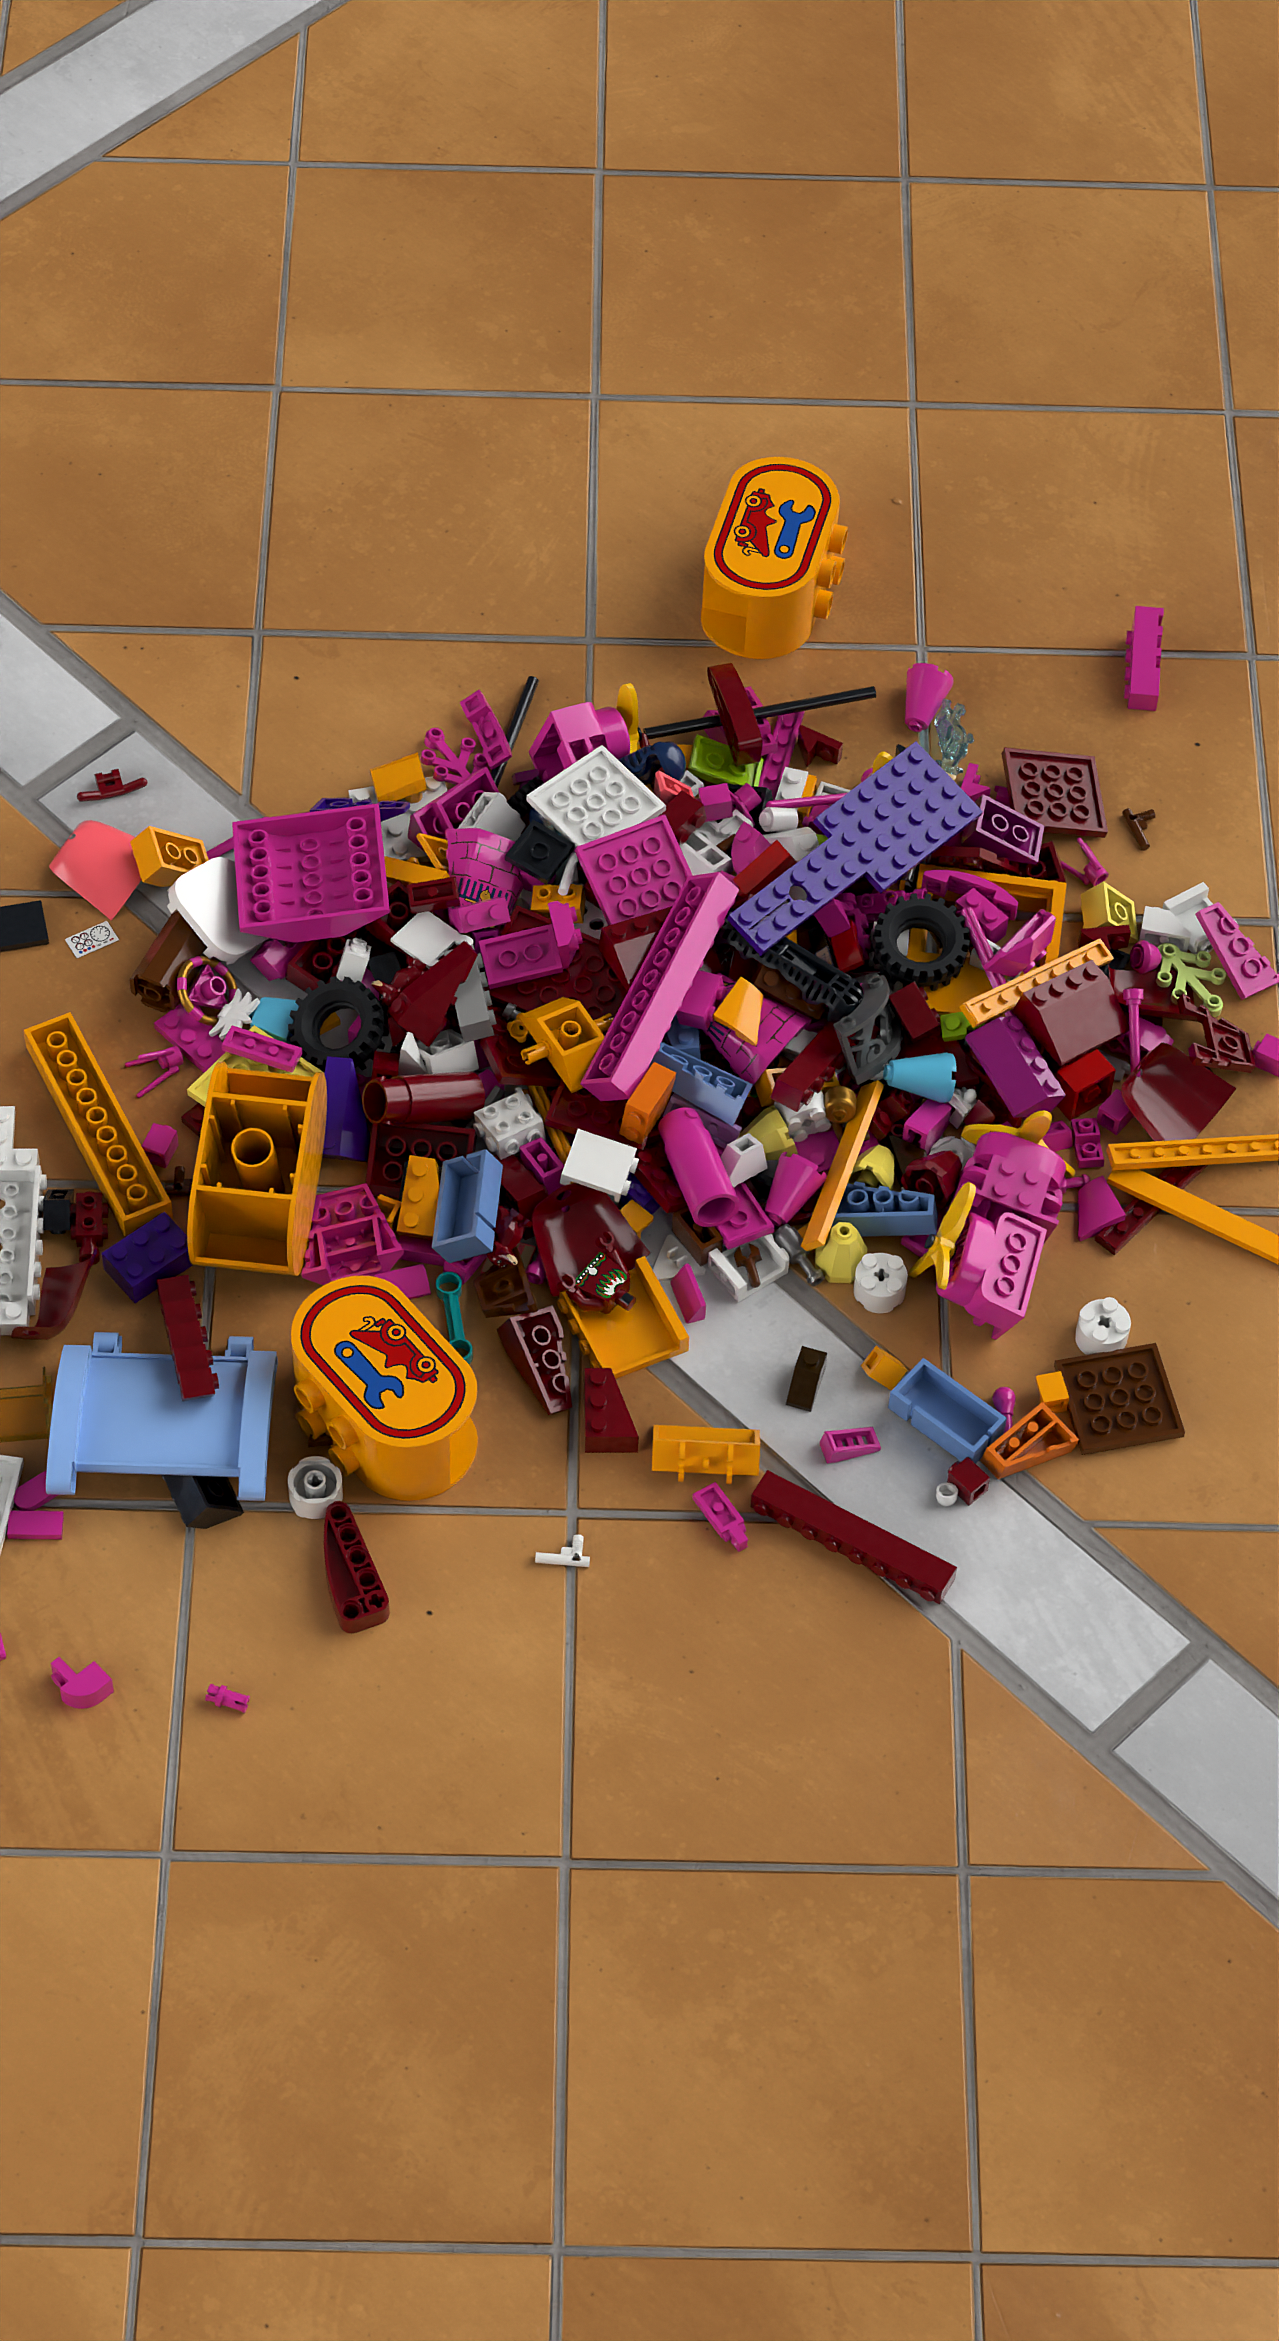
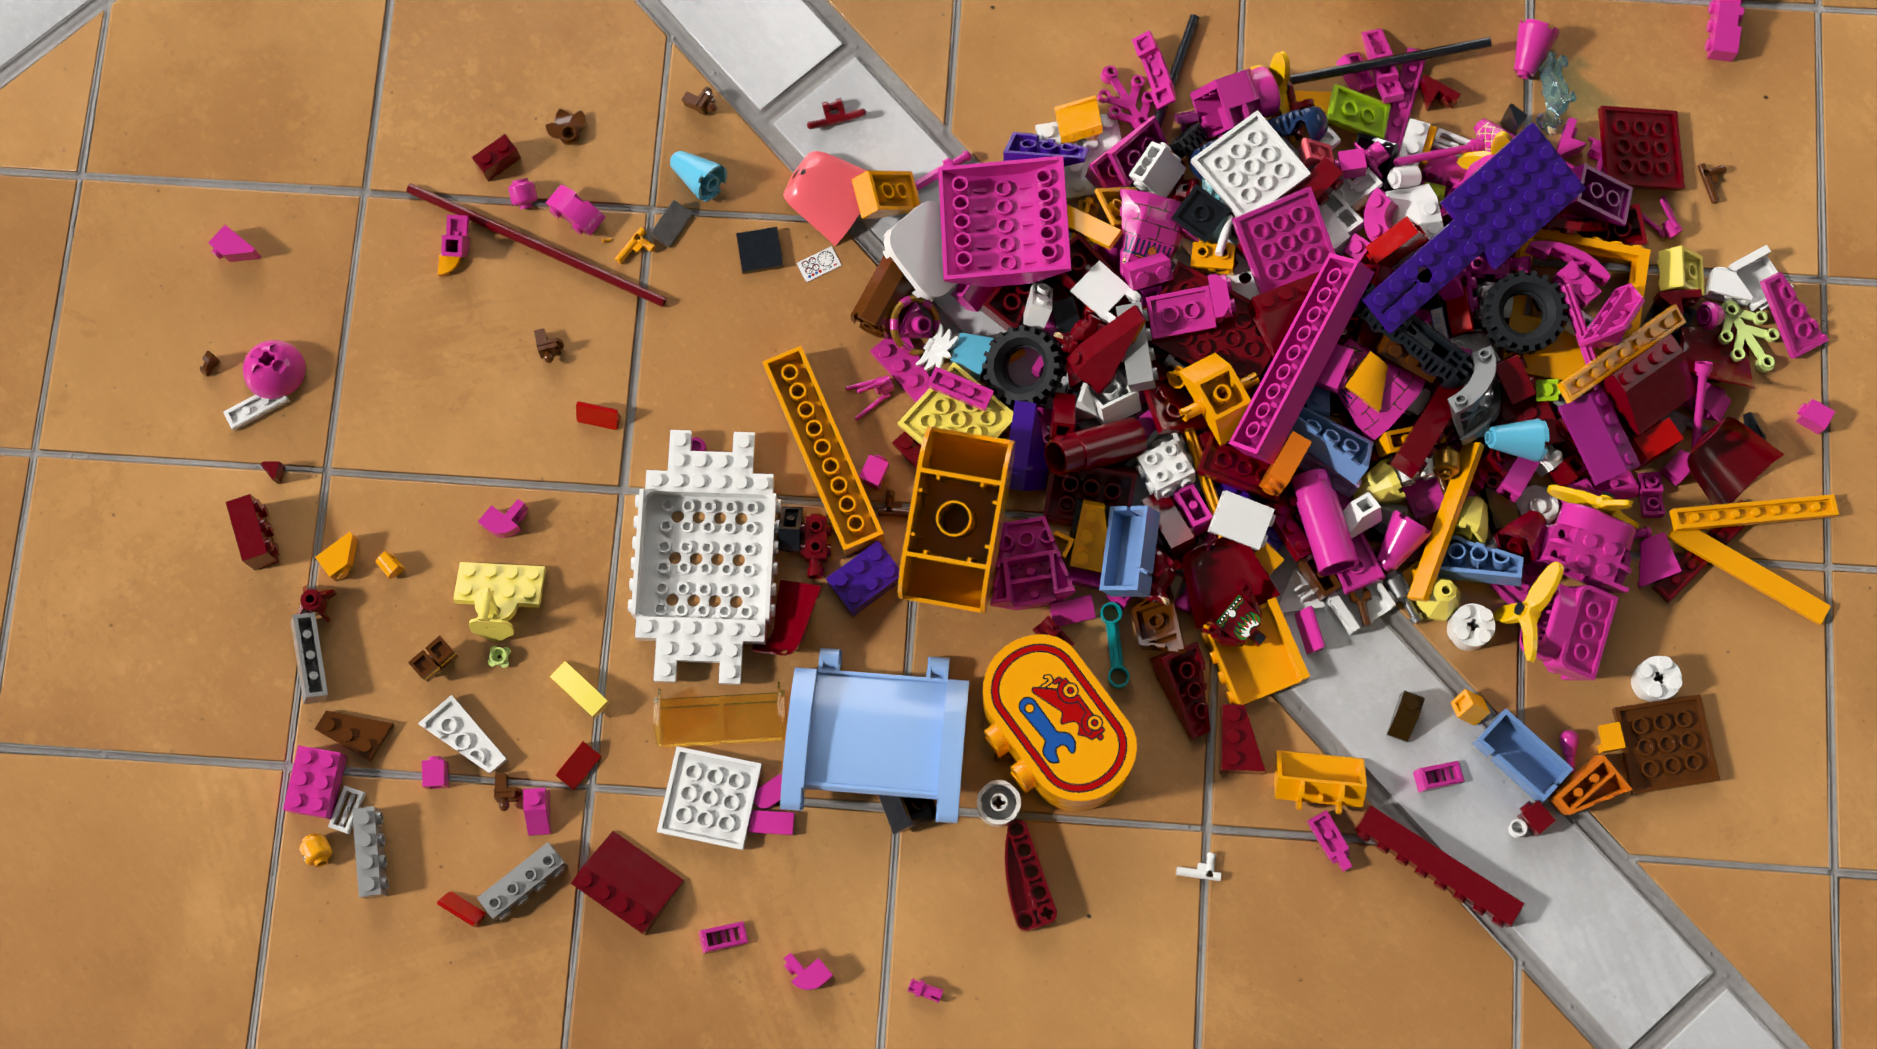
camera: 10 degrees right, 20 degrees up
(187, 1338) = (895, 666): dark red brick -> none
(433, 895) = (1108, 252): dark red slope -> none
(735, 714) = (1370, 67): dark red beam -> none
(1226, 1043) = (1776, 403): dark red wing -> none

